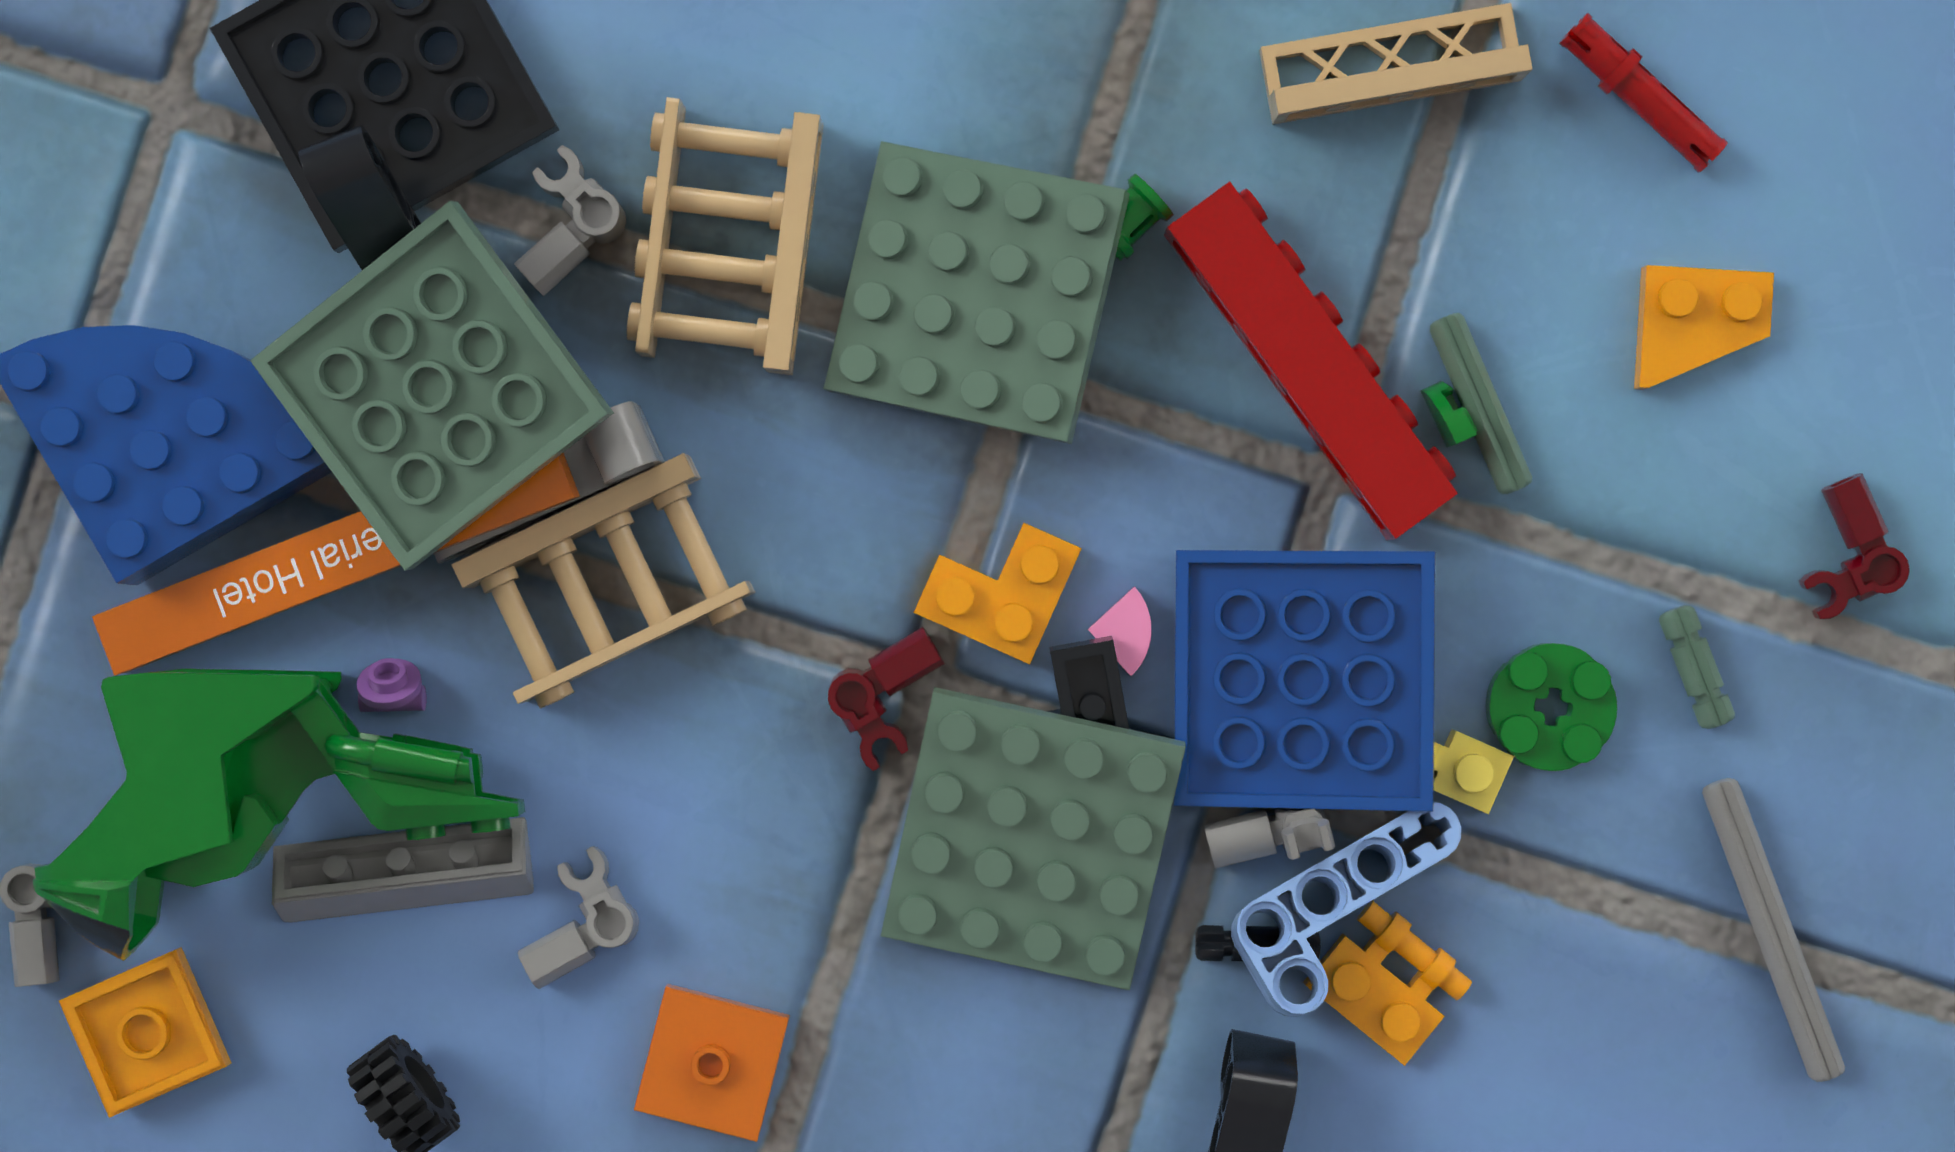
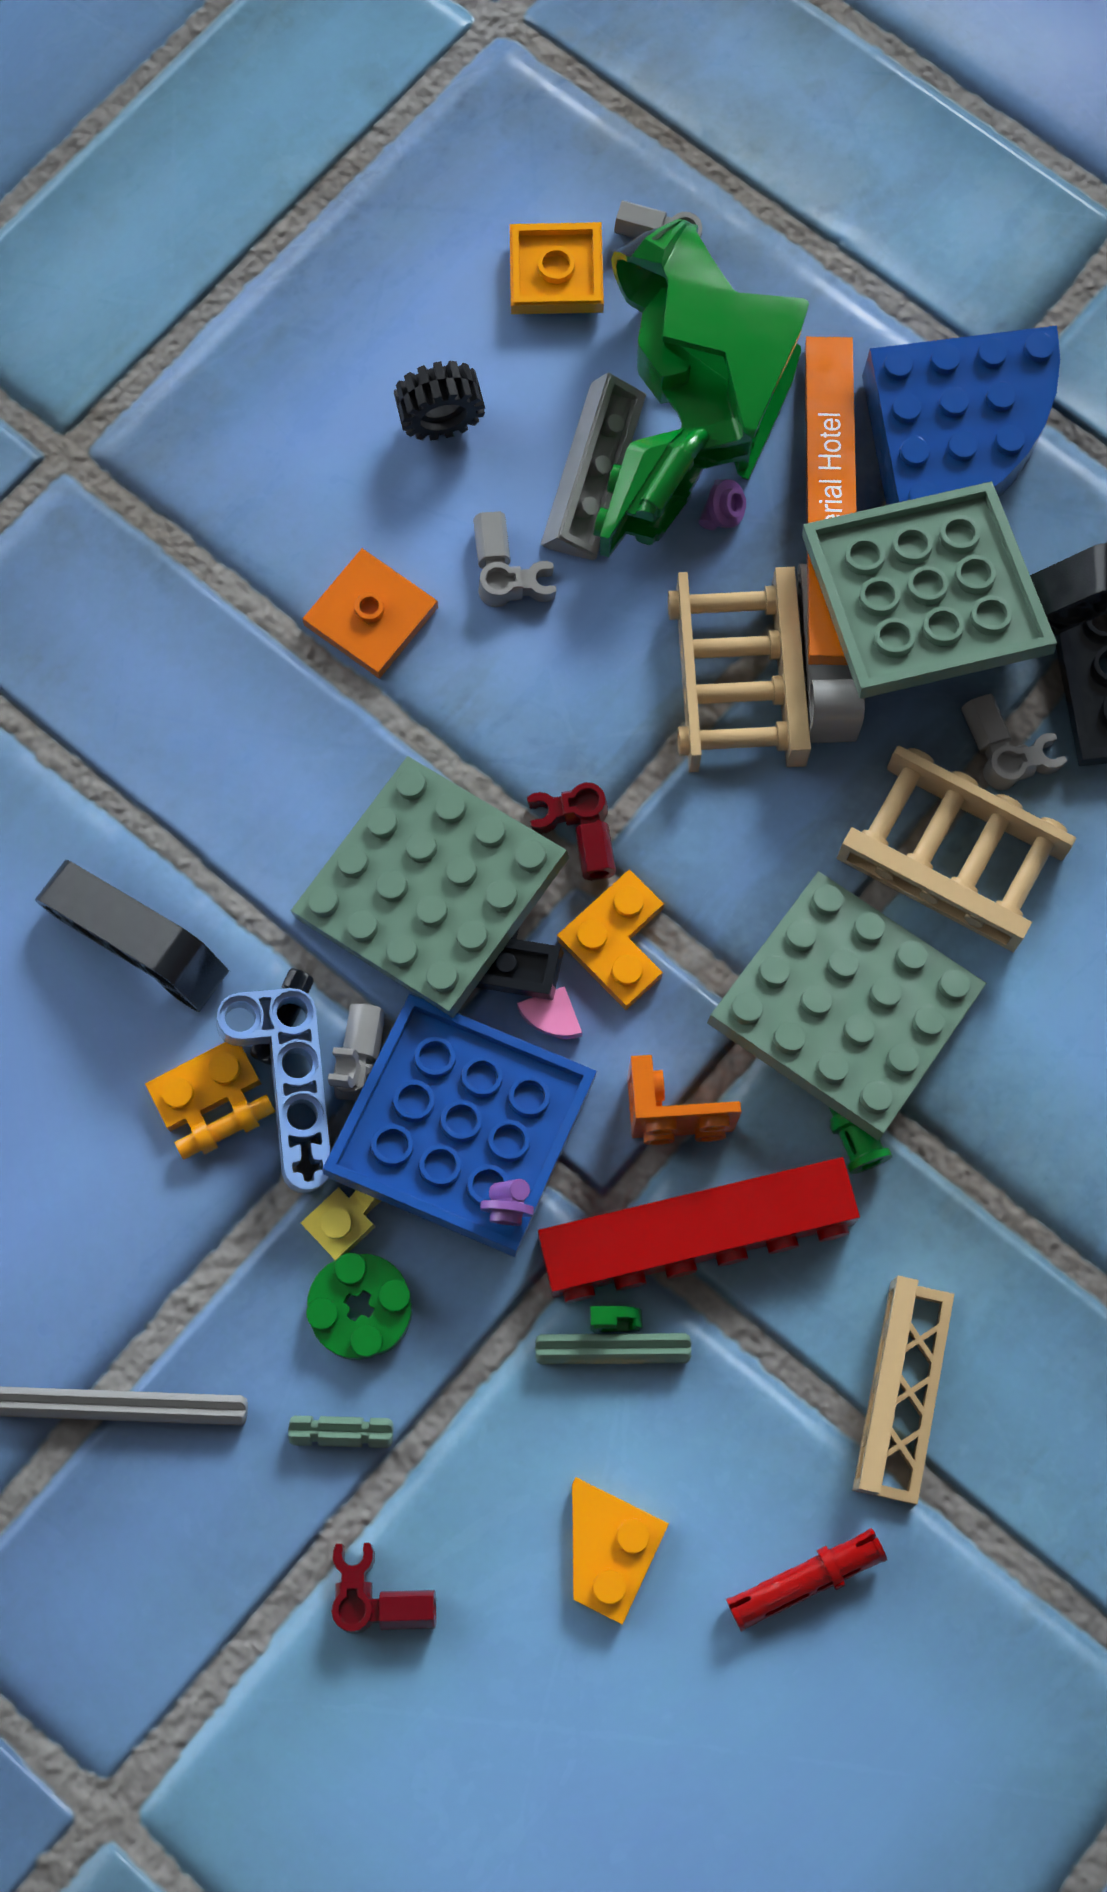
camera: 115 degrees right, 15 degrees down
(1189, 477) = (661, 1123): none -> orange bracket
(1391, 581) = (507, 1202): none -> medium lavender plate

